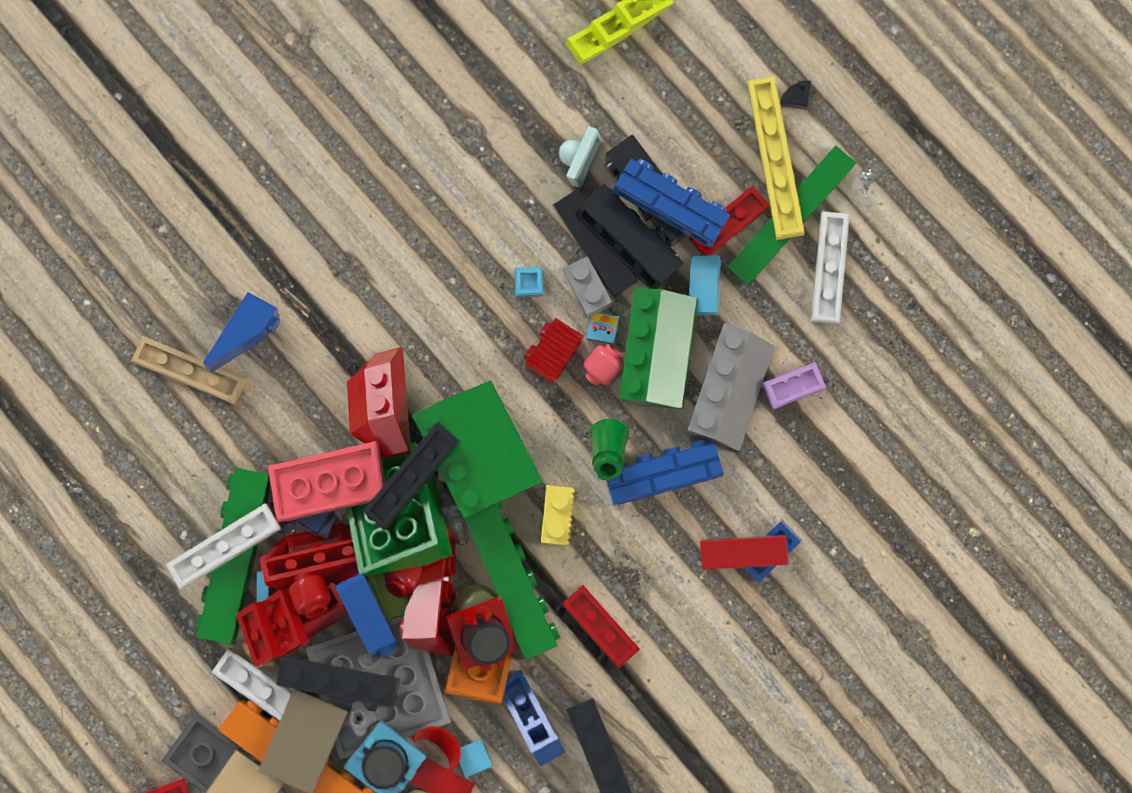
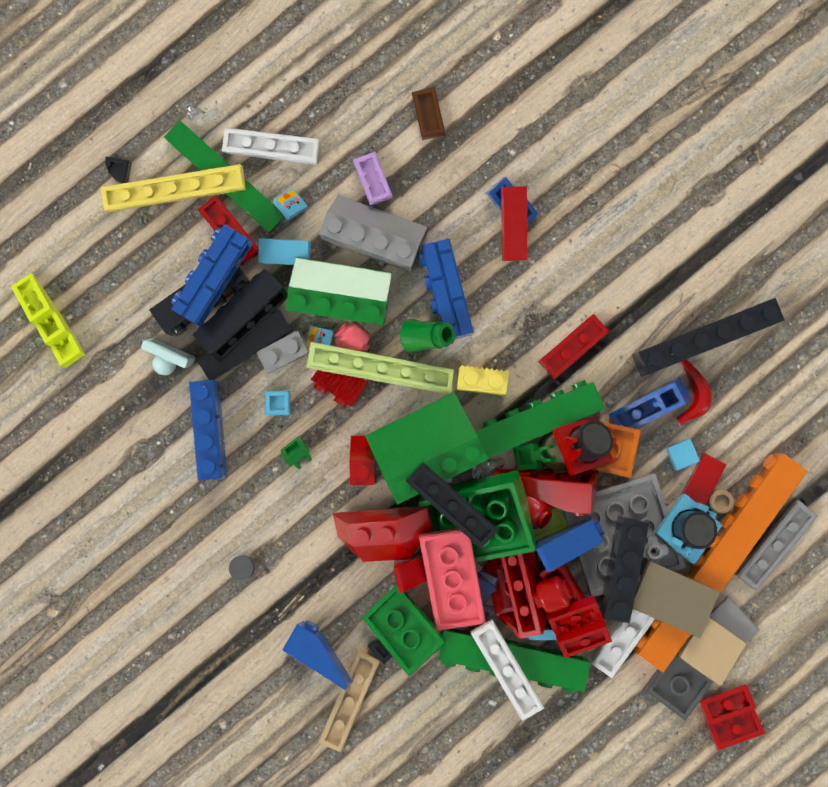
camera: 85 degrees left, 5 degrees up
(247, 409) = (379, 650): none -> black tile
(269, 429) = (404, 630): none -> green plate
(334, 432) = (409, 572): none -> red slope
(340, 245) = (241, 567): none -> dark grey tile
(445, 741) = (672, 475): red helmet -> none
(459, 377) = (361, 462): none -> red slope
(469, 575) = (531, 456): none -> green plate
(472, 302) = (295, 451): none -> green tile
(496, 204) = (208, 429): none -> blue brick
(546, 780) = (701, 394): none -> red piece
(569, 397) = (379, 368): none -> yellowish green tile
(761, 290) = (290, 204): none -> medium azure tile
(875, 450) = (428, 113): none -> reddish brown tile

